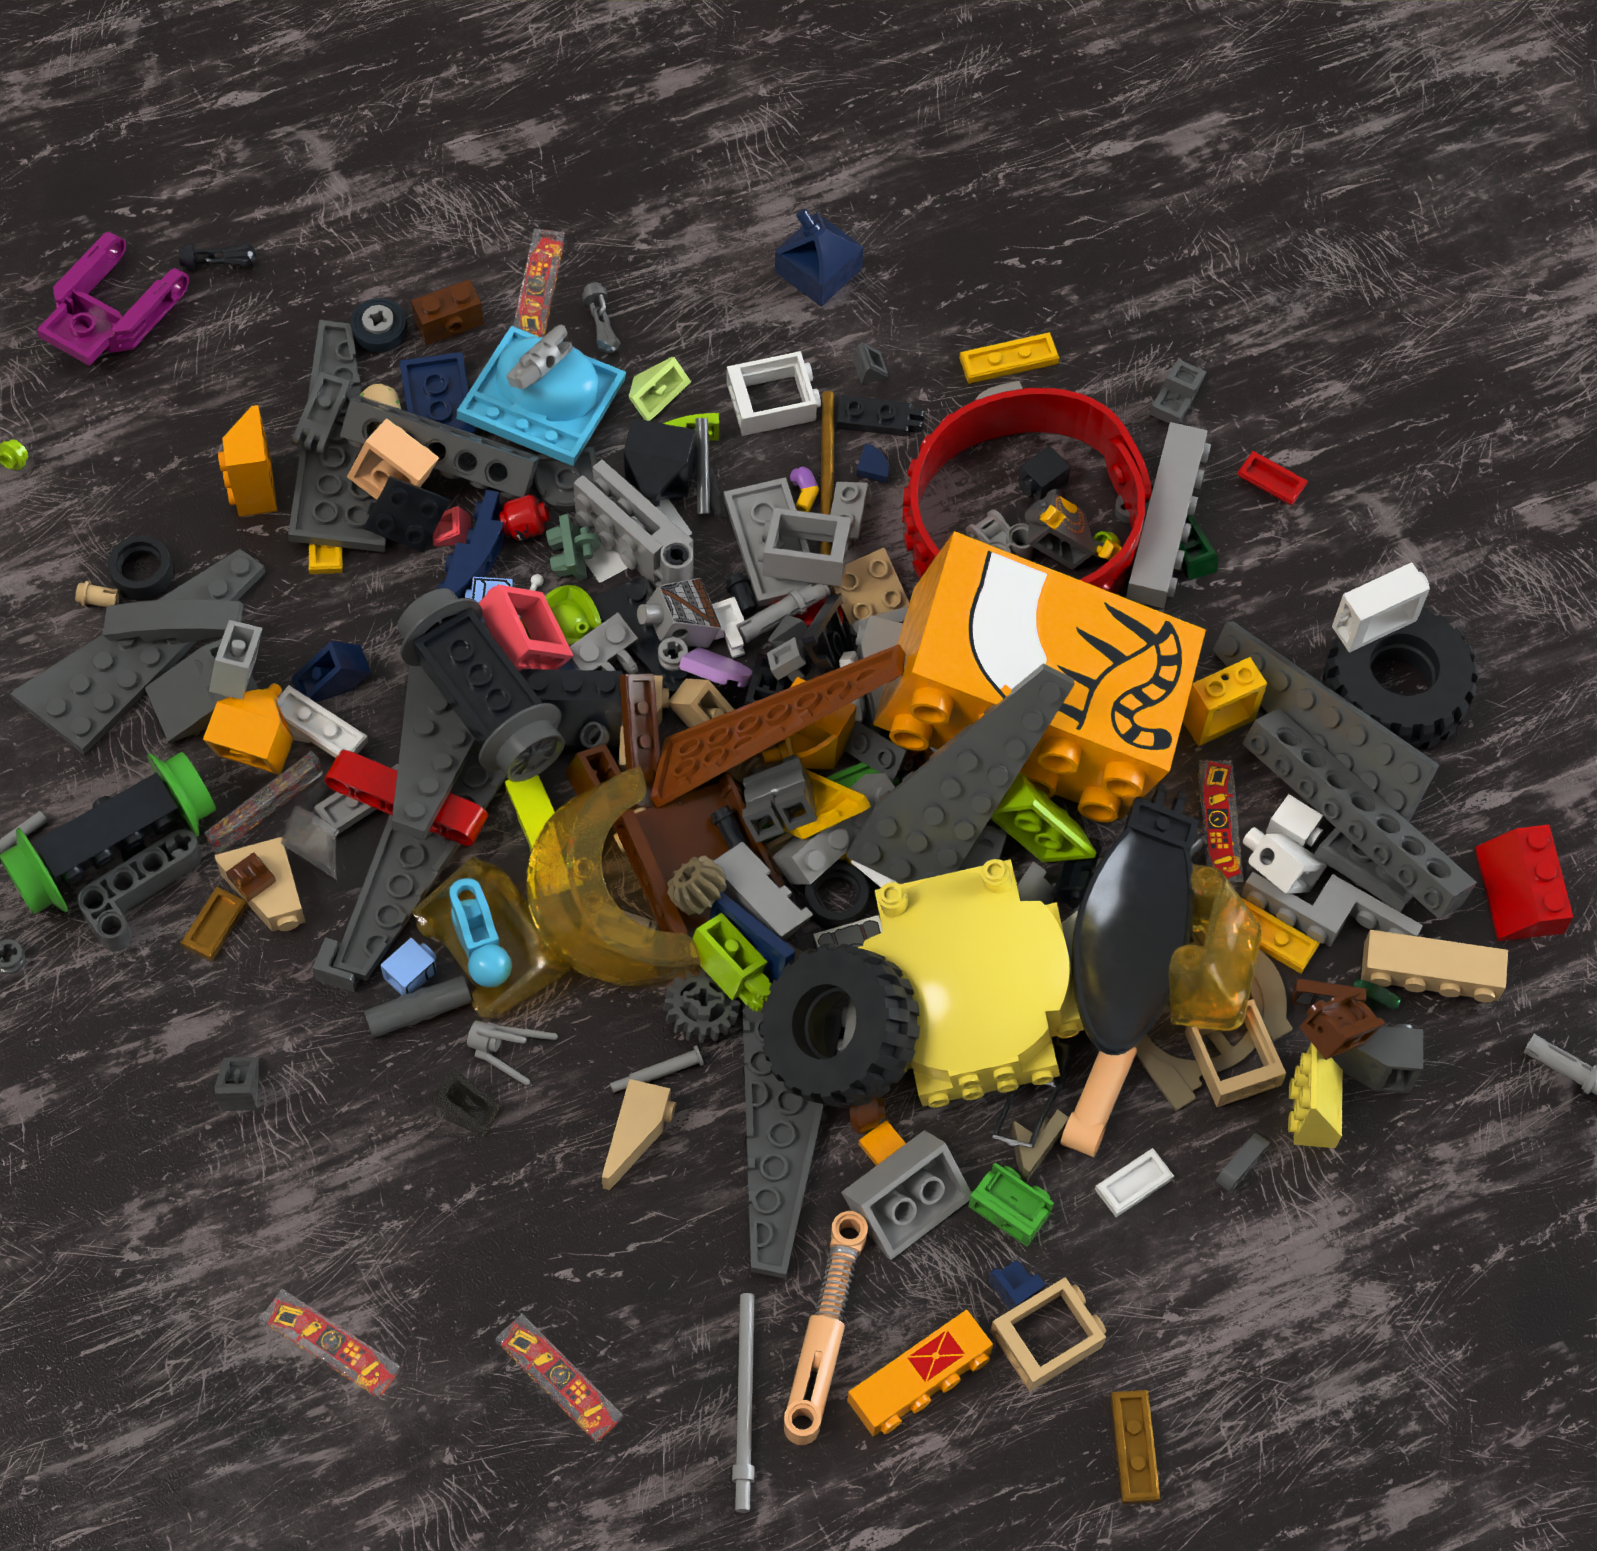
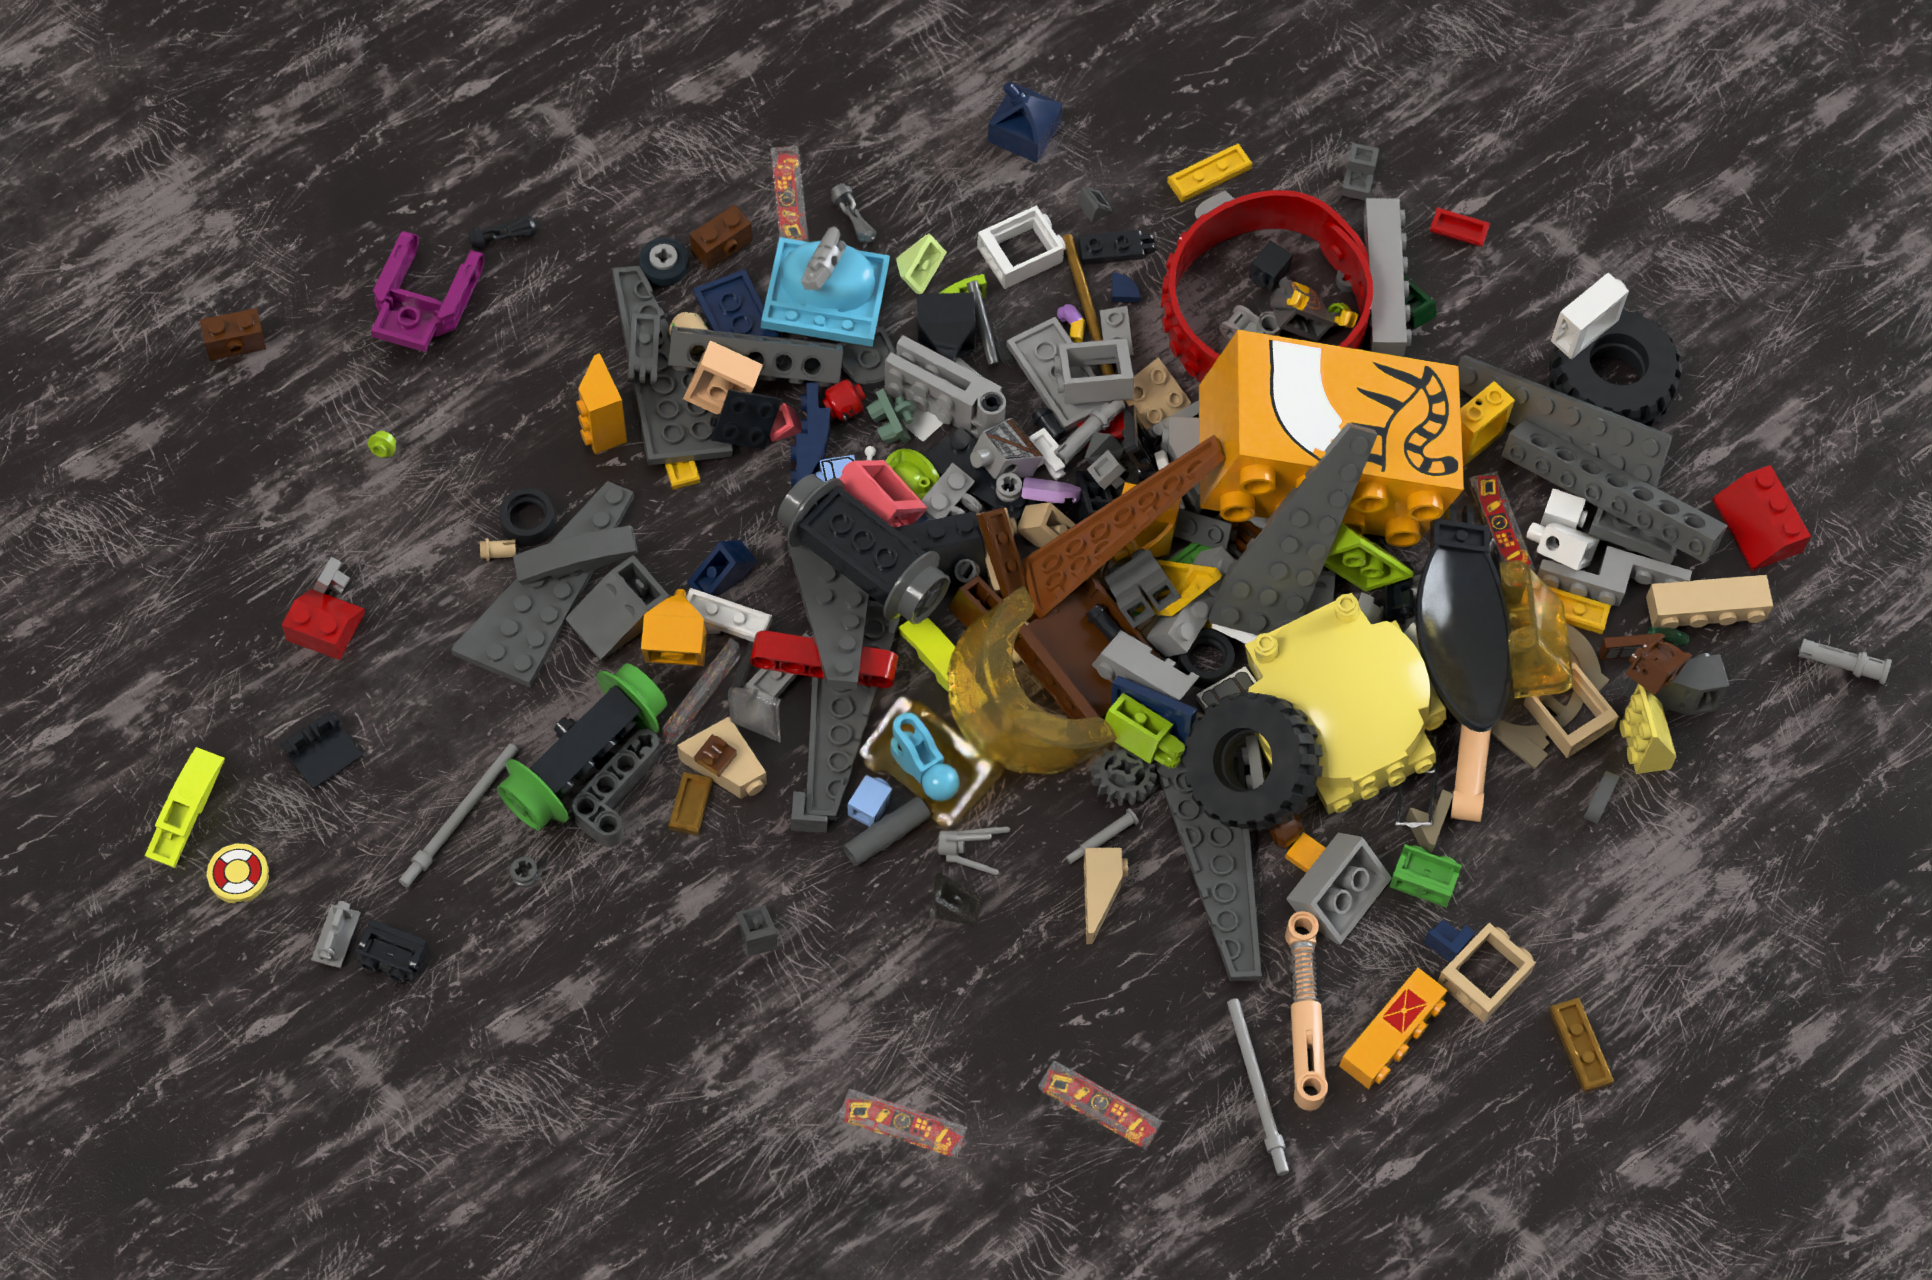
camera: 15 degrees left, 0 degrees up
(235, 659) = (649, 575): light grey brick -> none
(696, 885) = (1097, 674): dark tan gear -> none
(1134, 1182) = (1518, 835): white tile -> none

